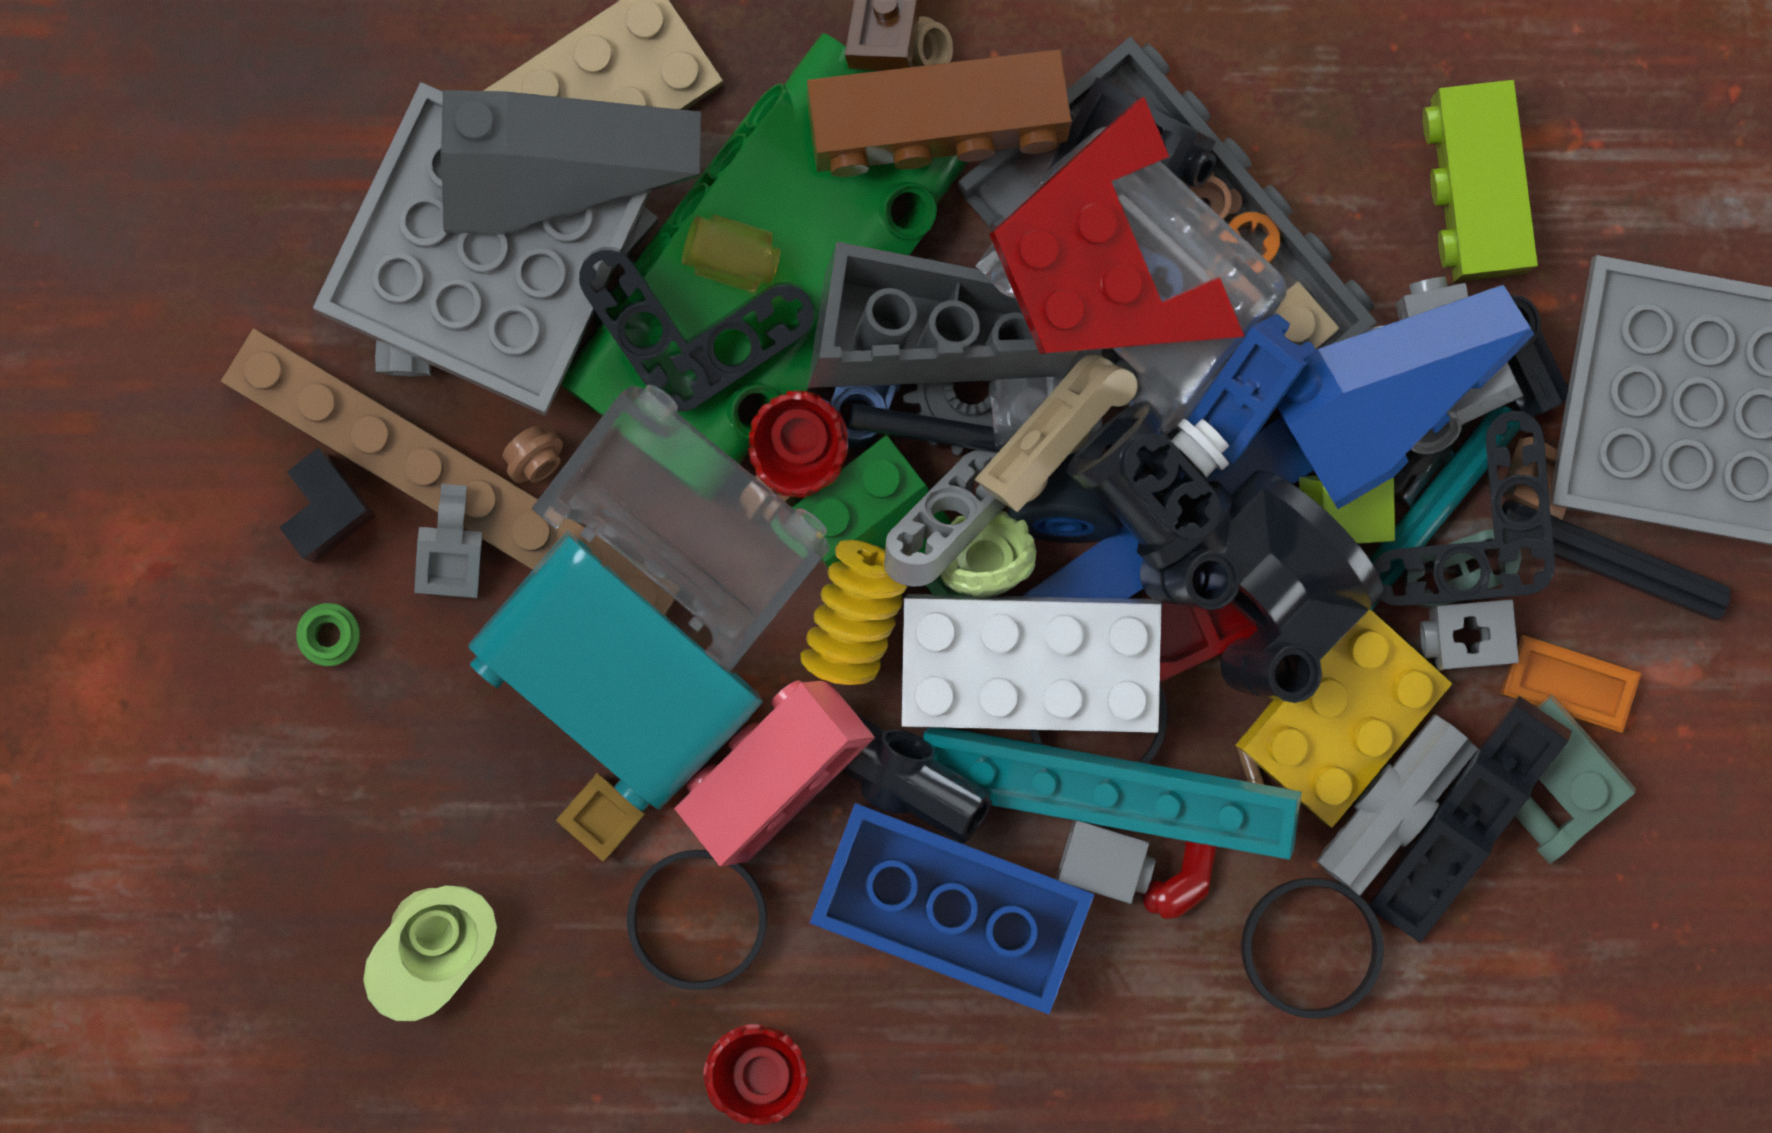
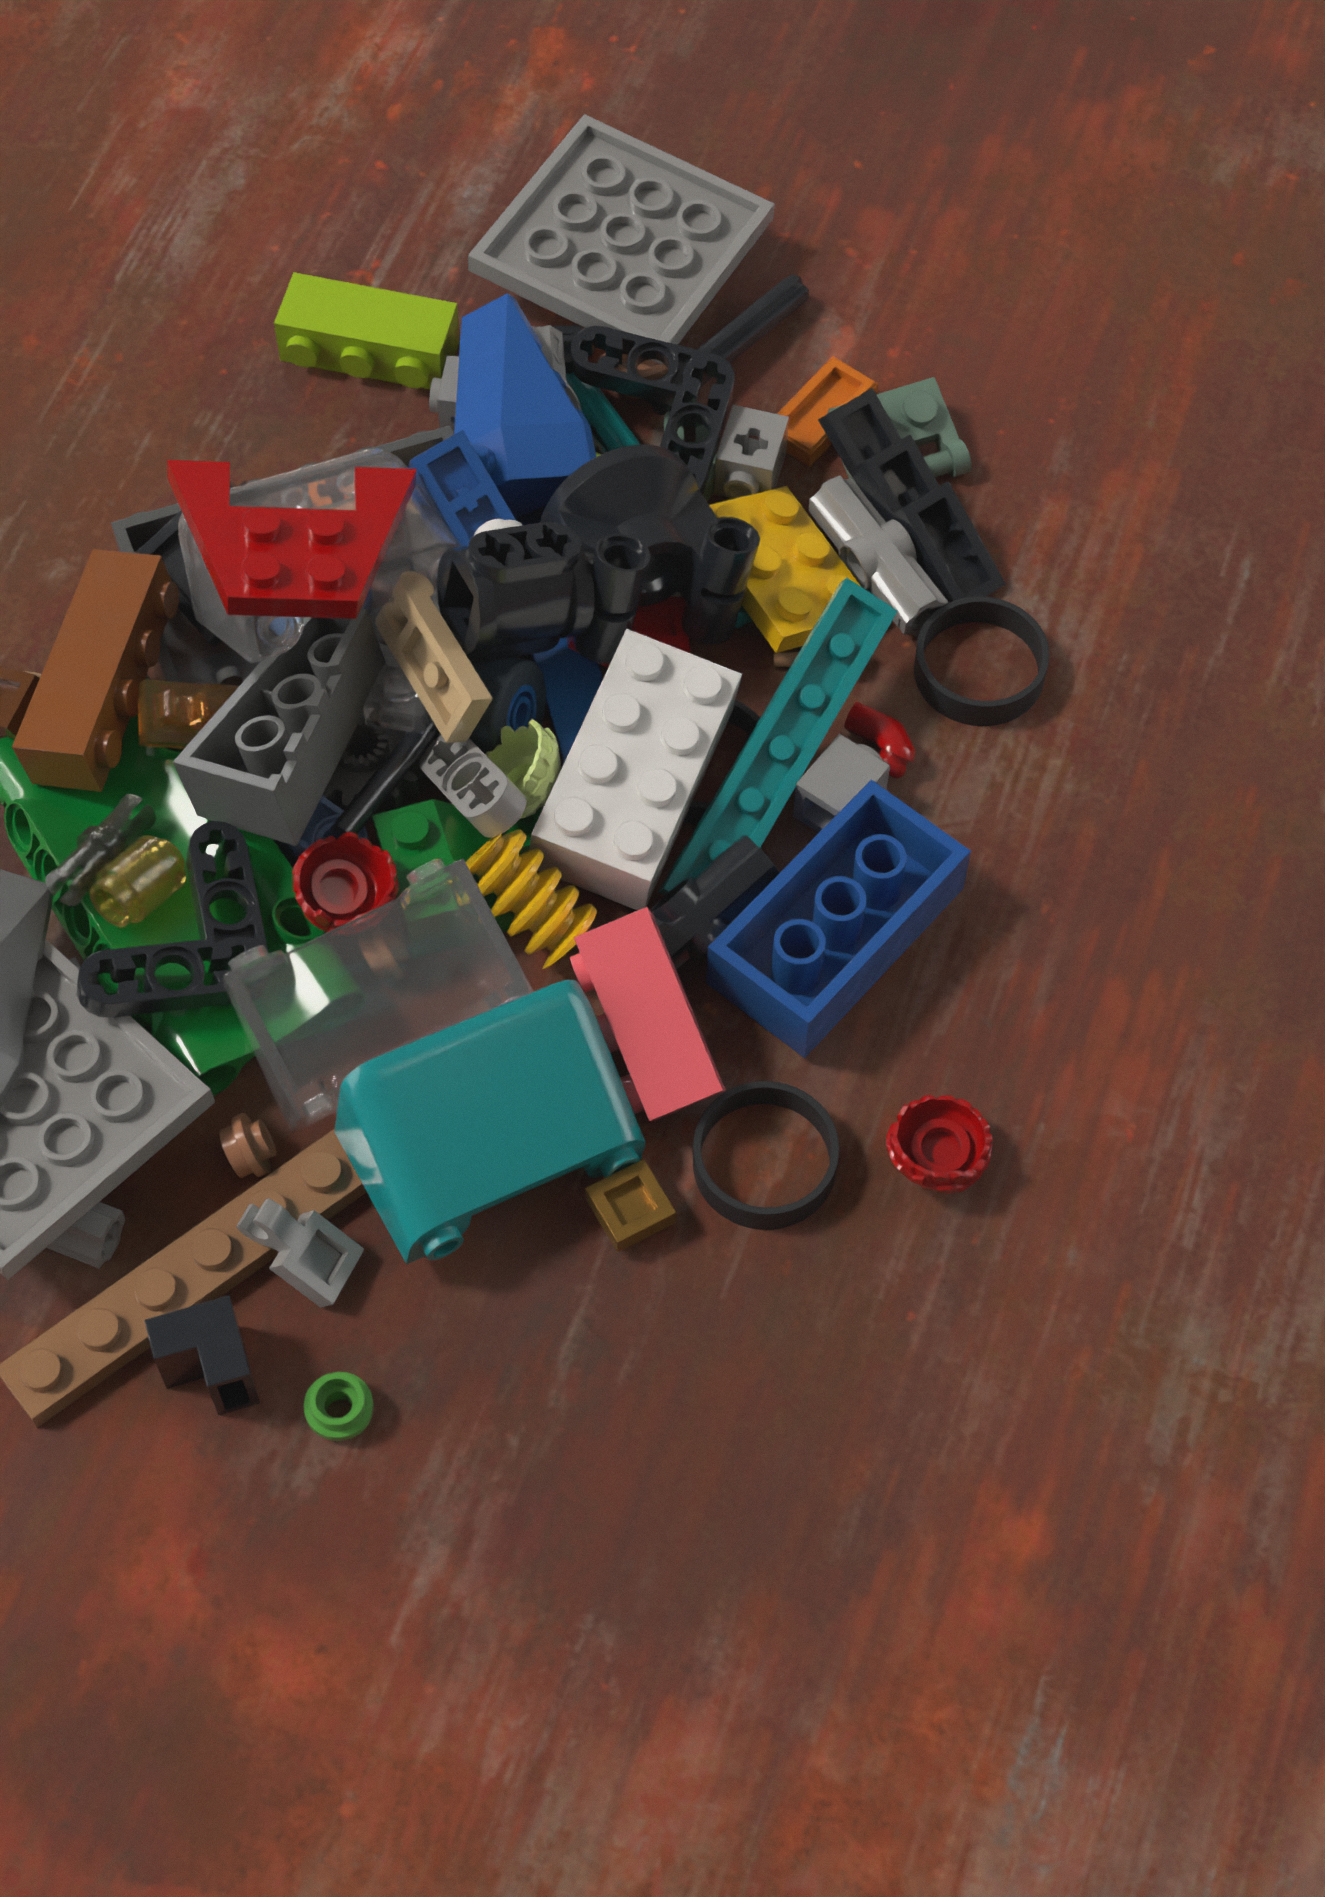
camera: 65 degrees left, 25 degrees down
(428, 951) = (699, 1400): yellowish green piece -> none
(752, 201) = (98, 847): none -> clear smoke pin
(926, 218) = (176, 711): none -> clear orange plate

